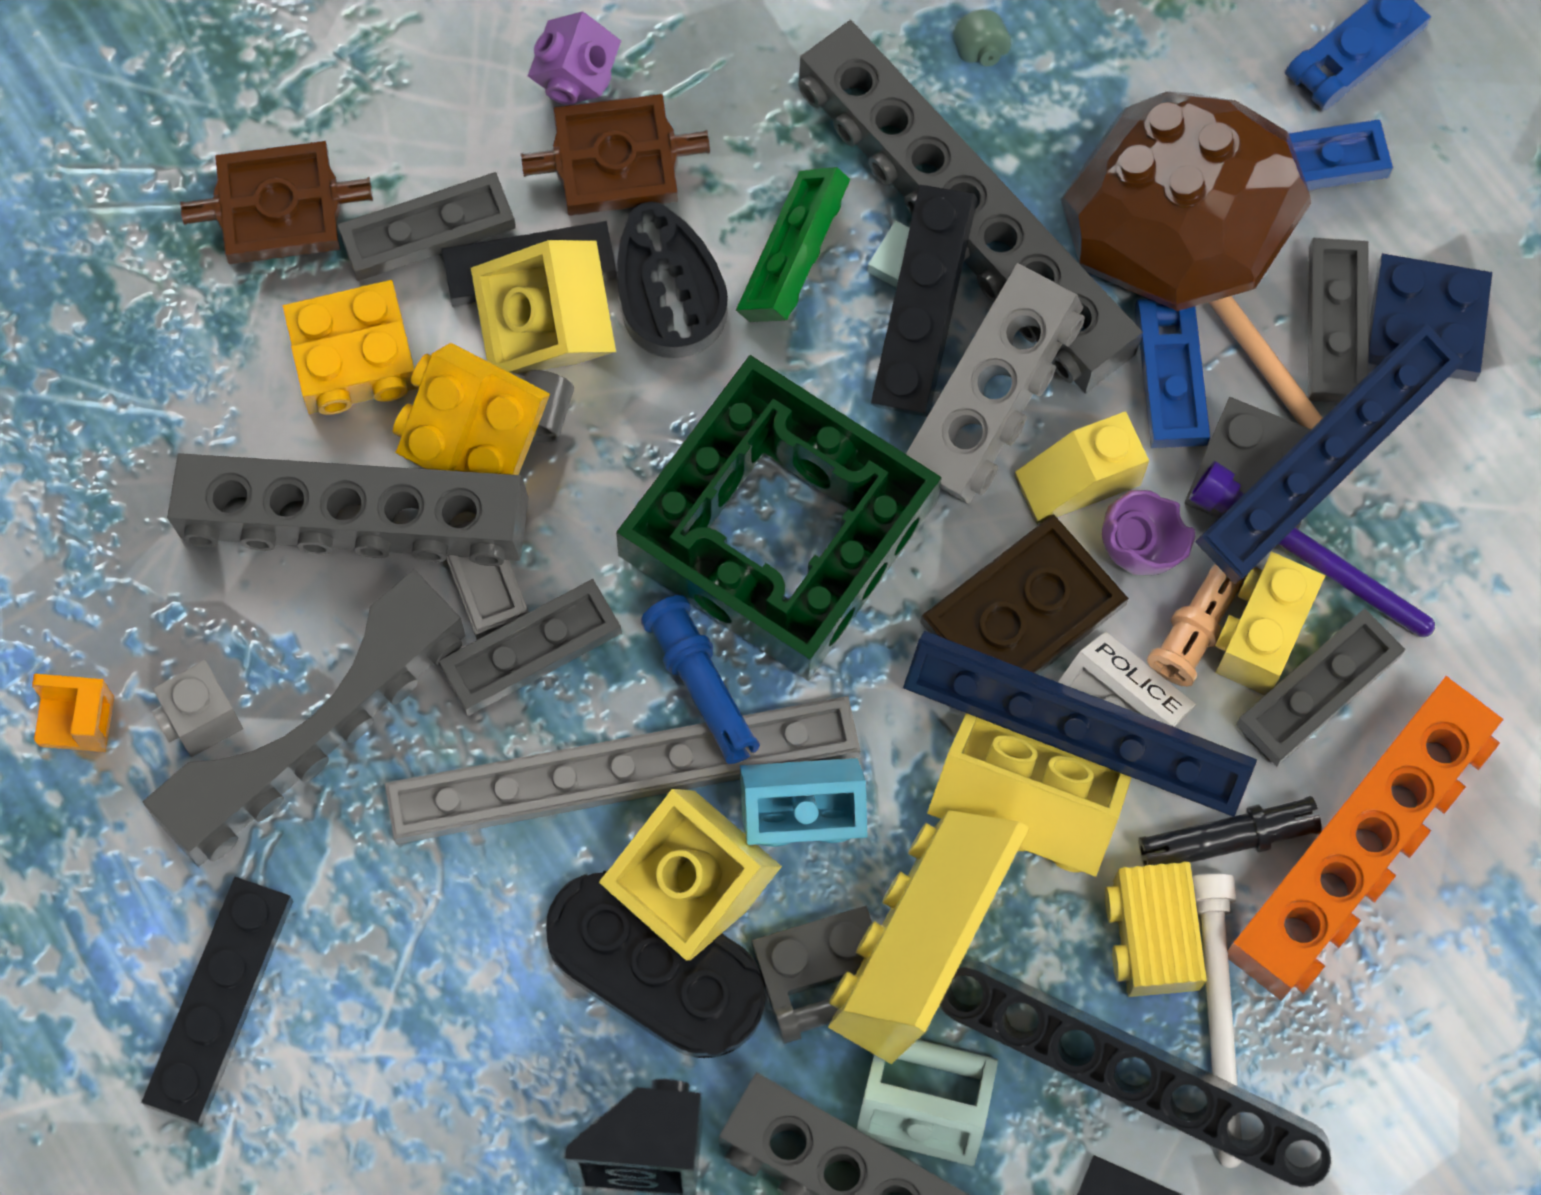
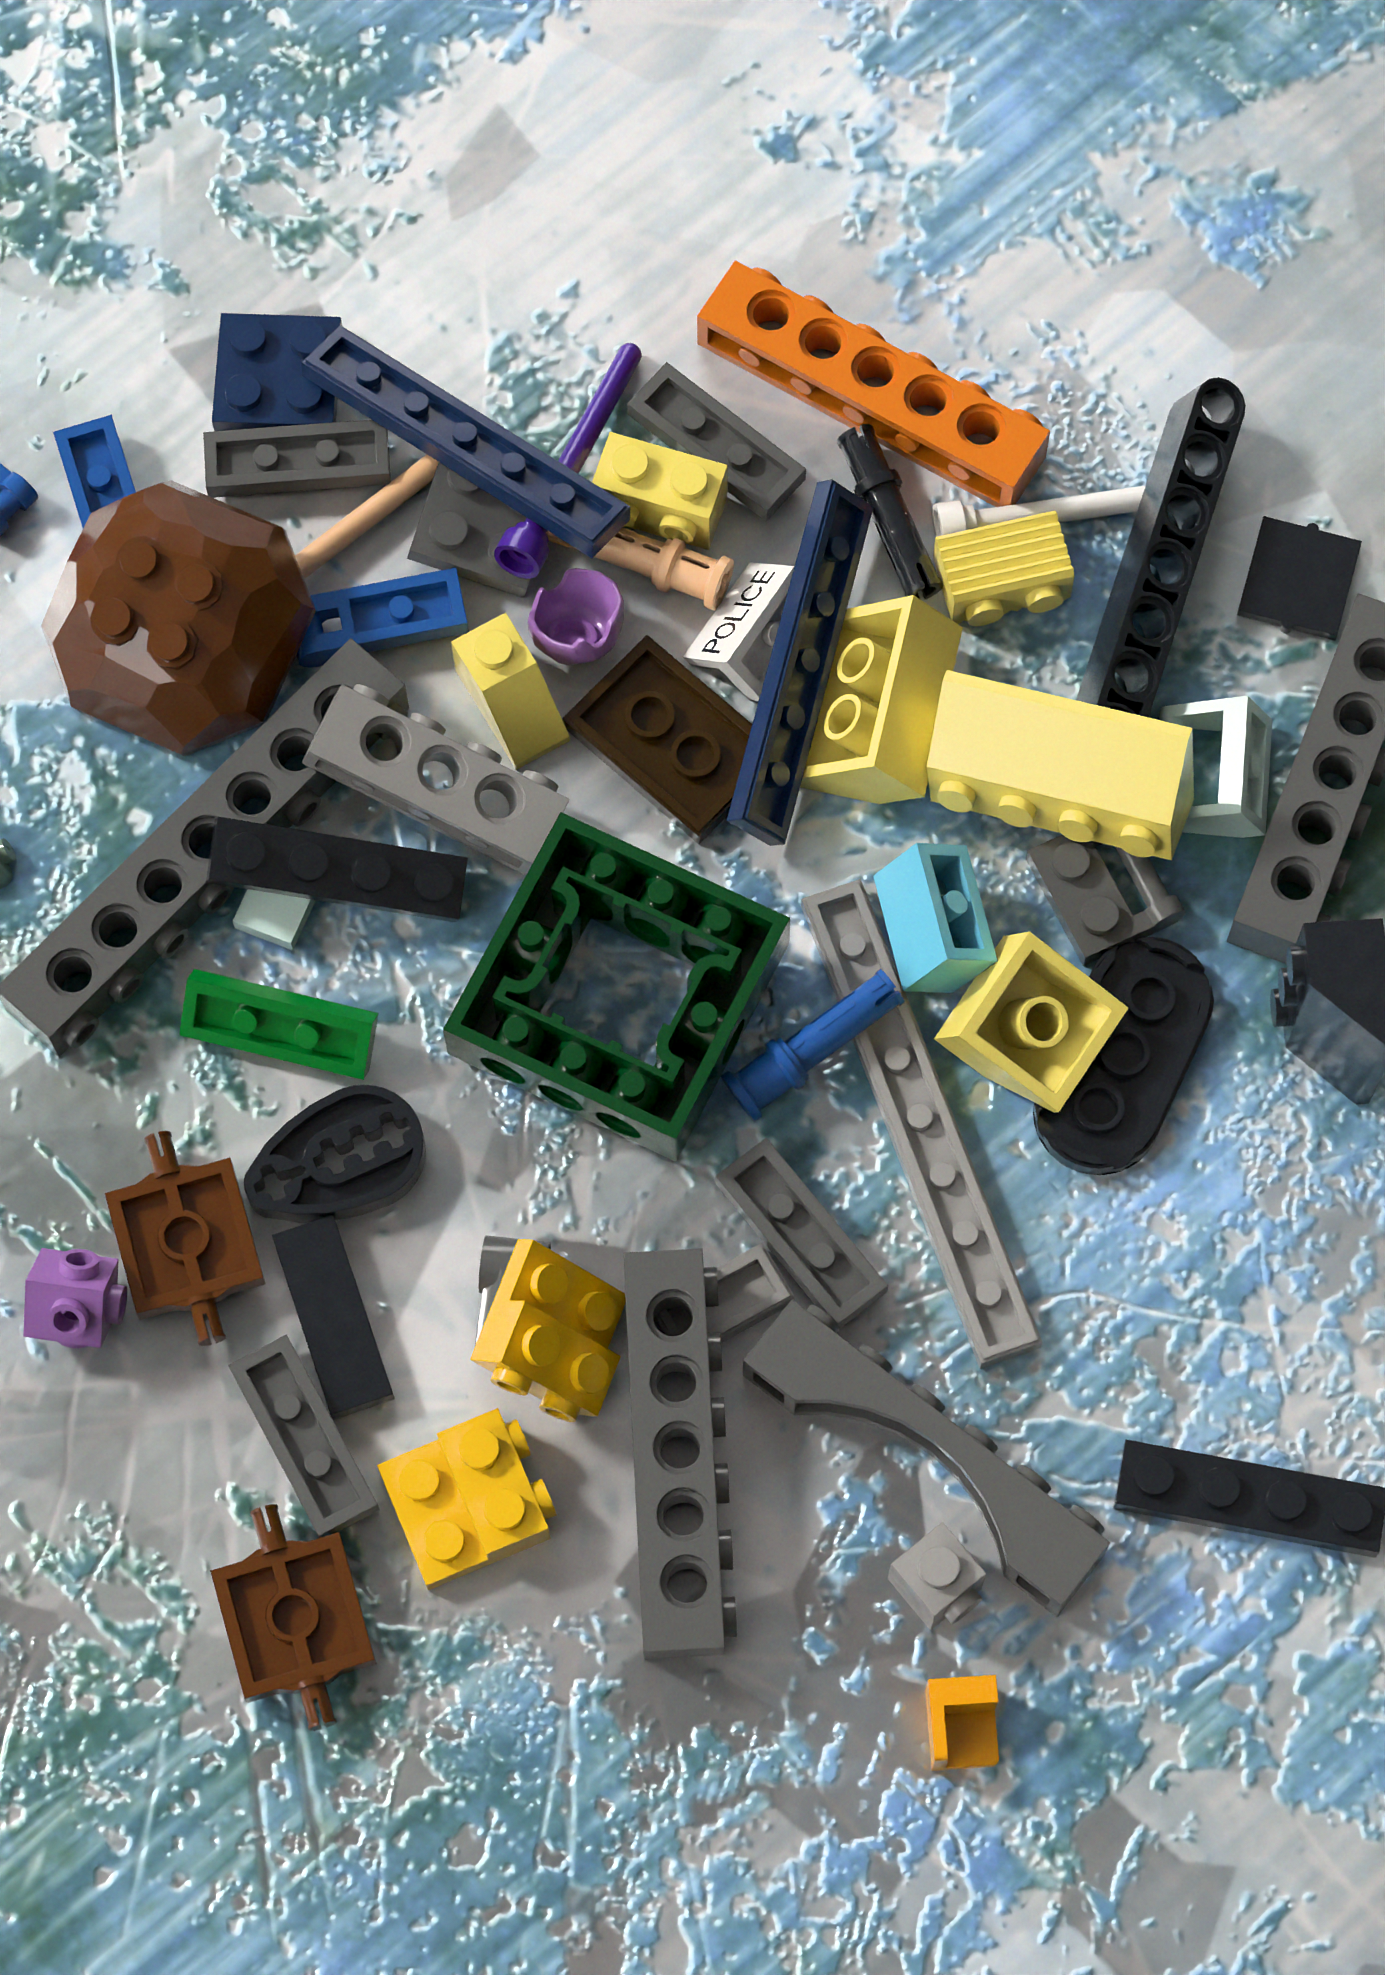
camera: 95 degrees left, 0 degrees up
(544, 306) = (401, 1279): light yellow slope -> none

